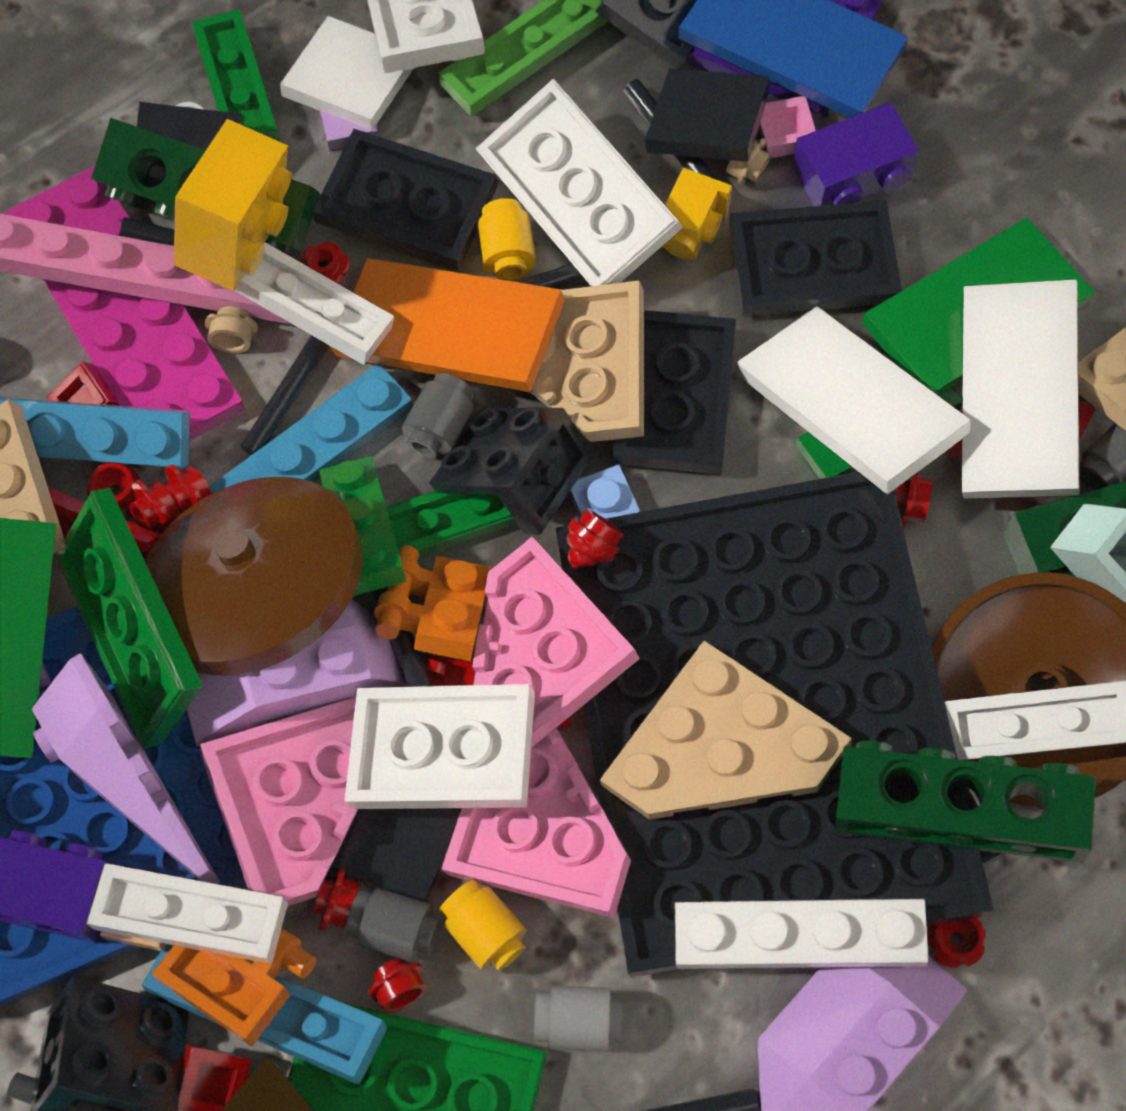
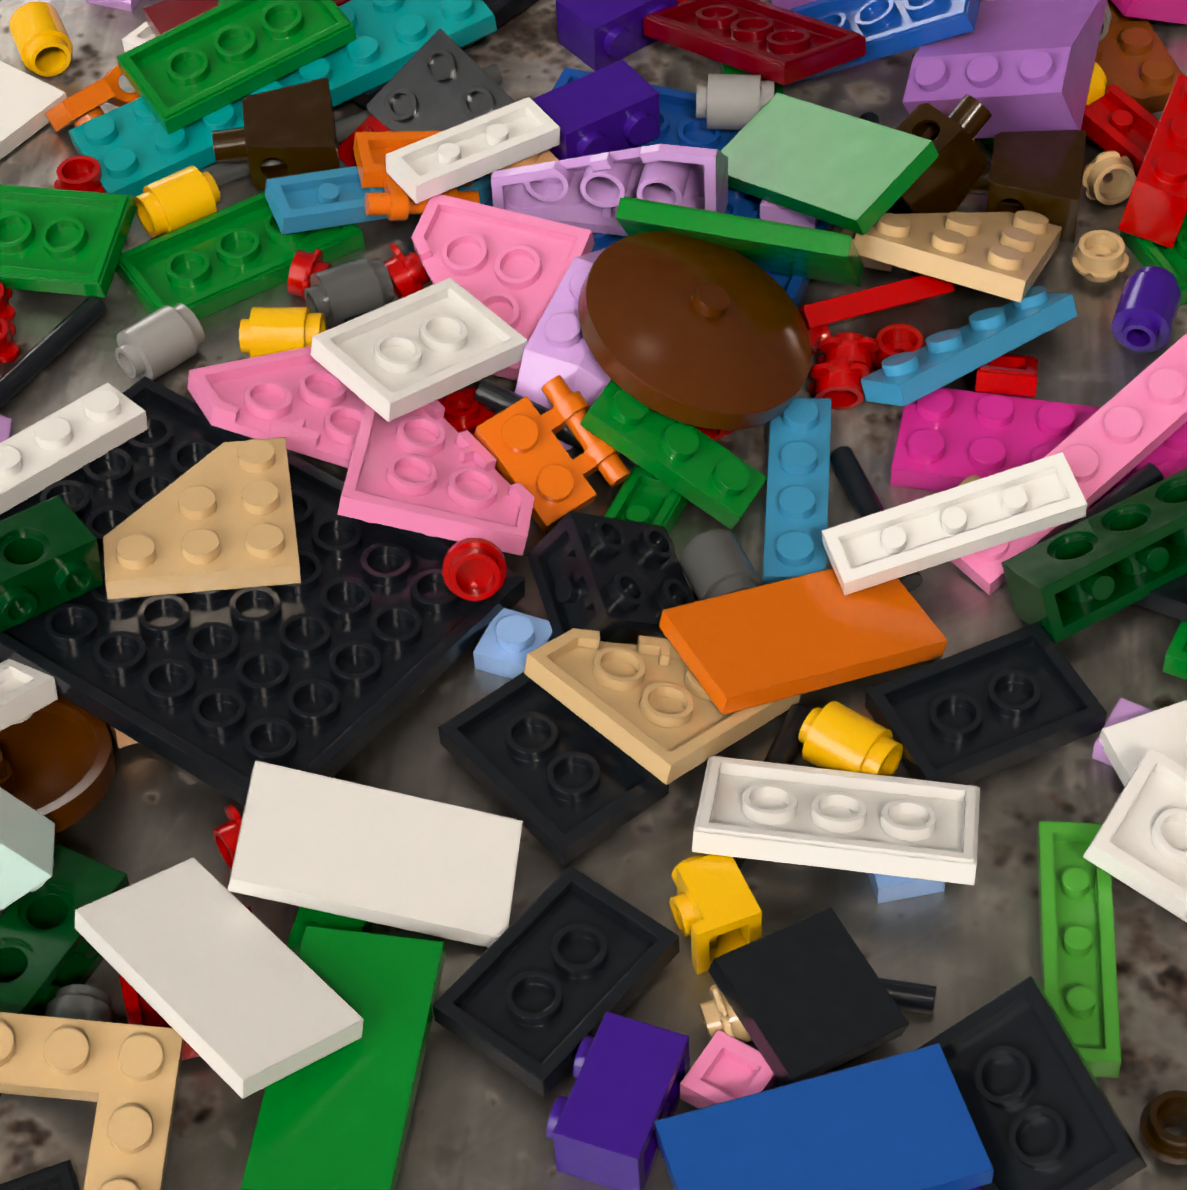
camera: 135 degrees right, 20 degrees down
(231, 205) = (1042, 464): yellow brick -> none
(338, 263) = (975, 611): red plate -> none

